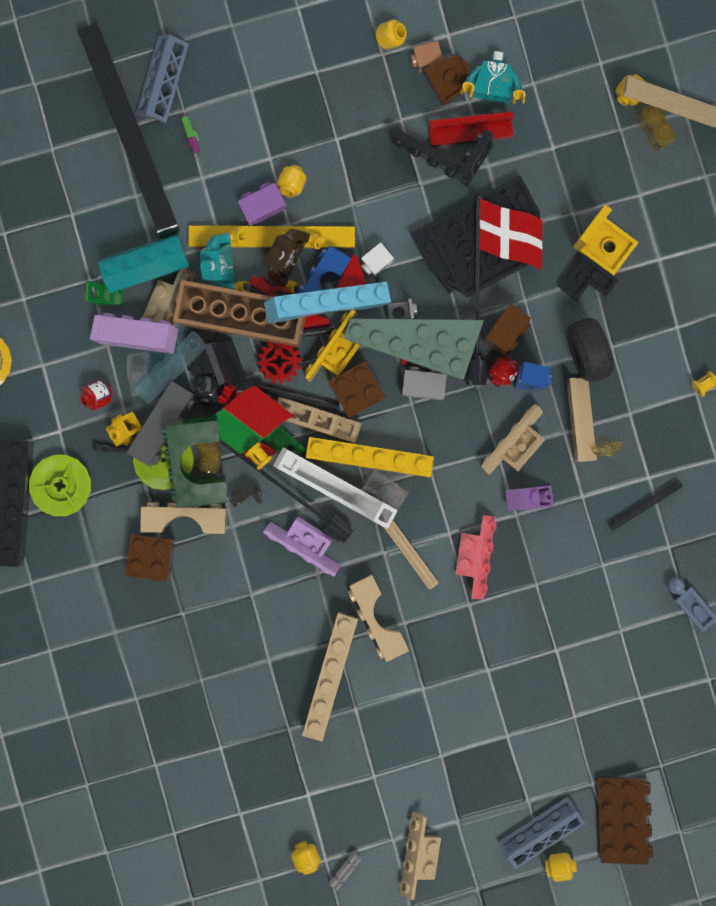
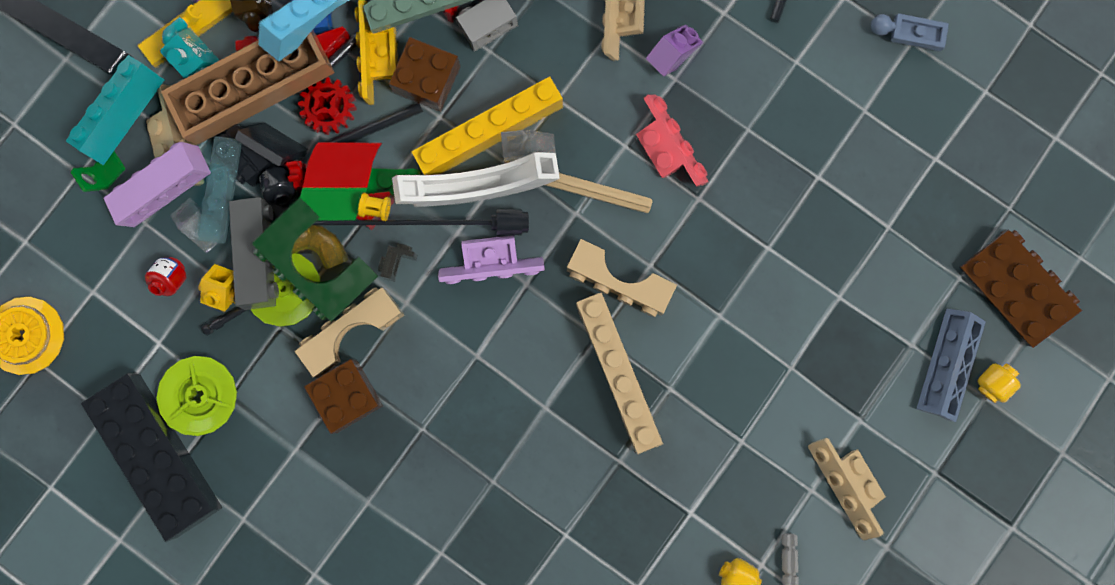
camera: 40 degrees left, 5 degrees down
(321, 421) = (413, 132): tan slope -> none

